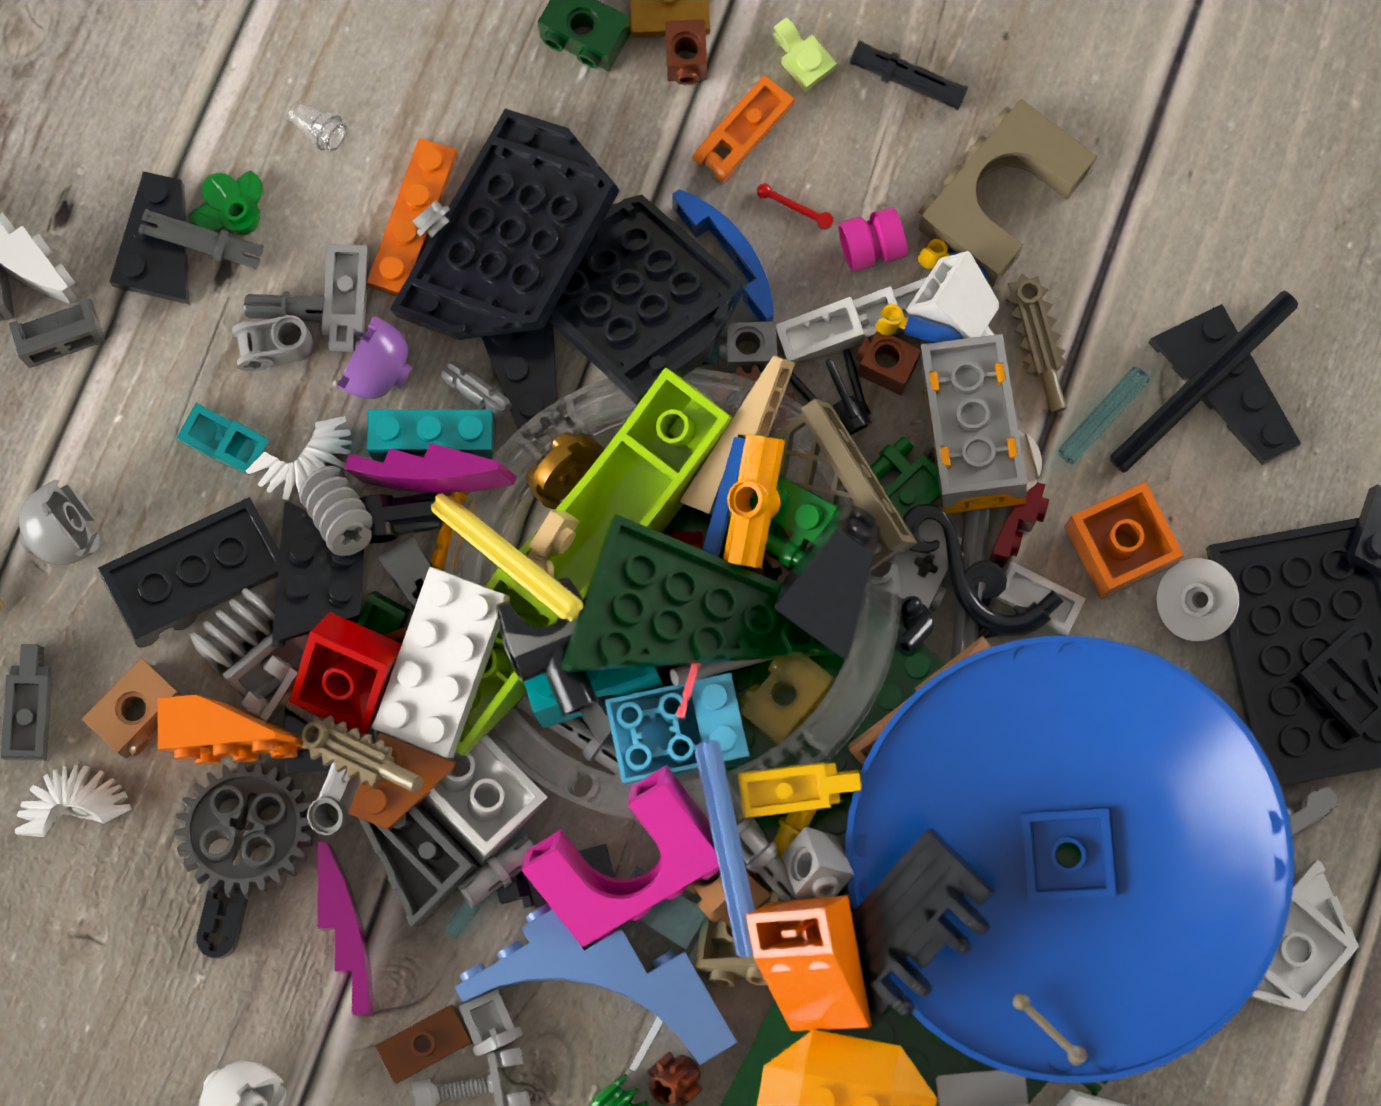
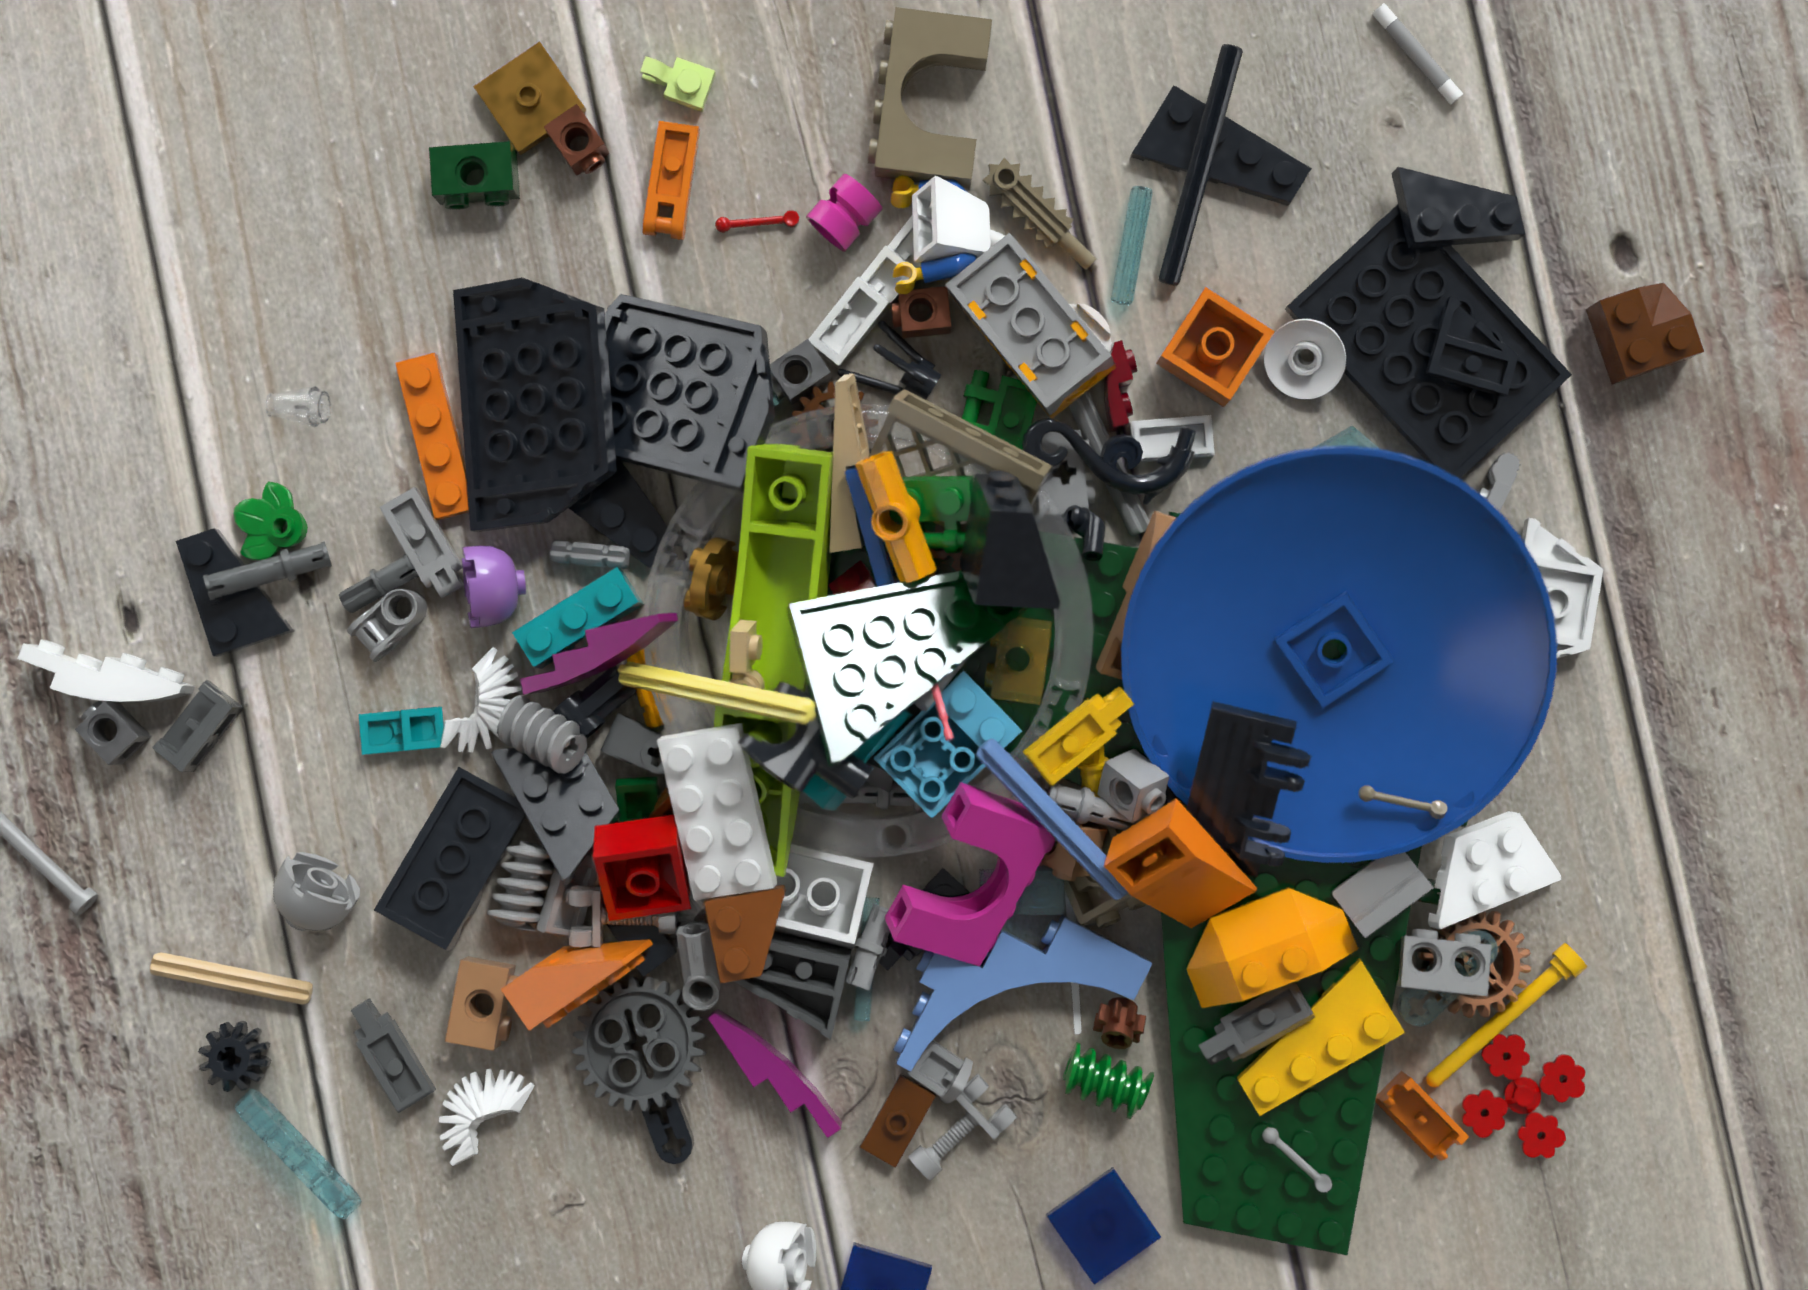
camera: 30 degrees left, 10 degrees up
(356, 754) = (697, 932): dark tan piece -> none
(431, 219) = (456, 430): light grey plate -> none
(699, 218) = (683, 283): blue slope -> none
(902, 72) = (783, 42): black pin -> none

